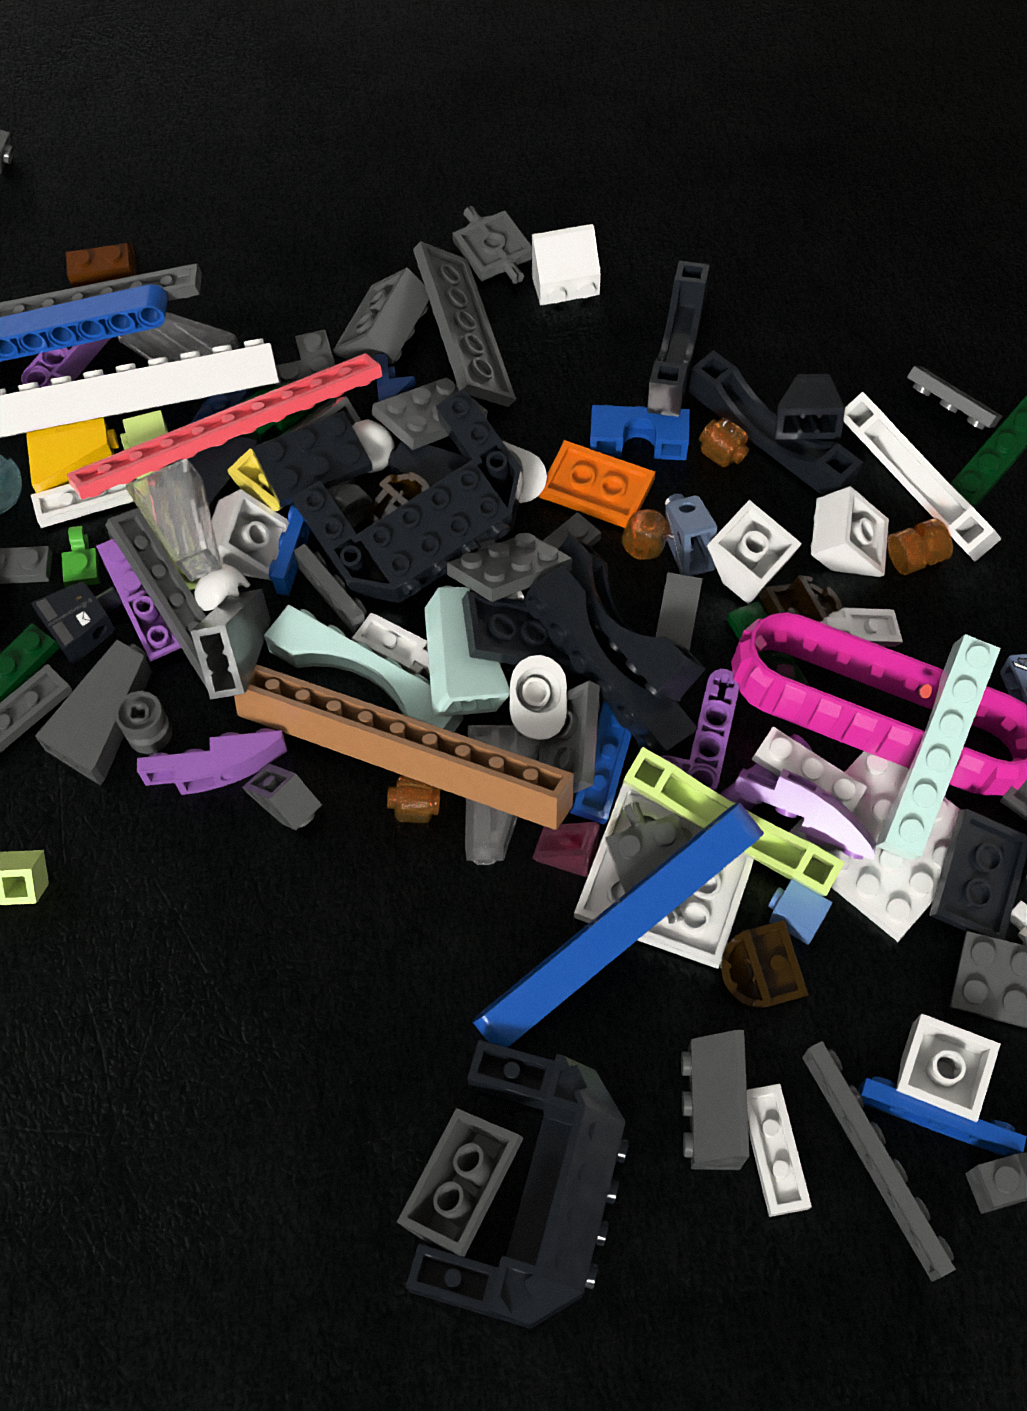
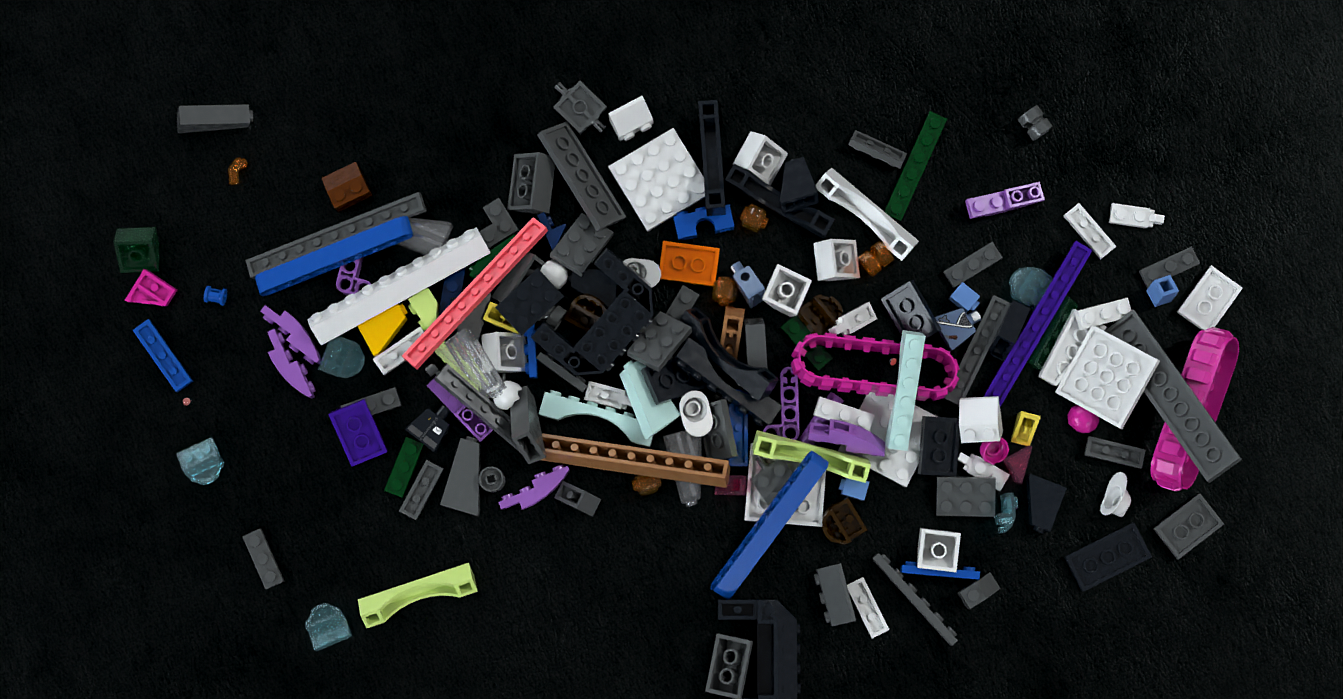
camera: 15 degrees left, 20 degrees up
(81, 562) = (417, 392): bright green plate -> none
(583, 362) = (659, 179): none -> white plate
(639, 597) = (732, 330): none -> medium nougat slope
(763, 361) = (761, 157): none -> white slope
(971, 614) = (910, 310): none -> plate

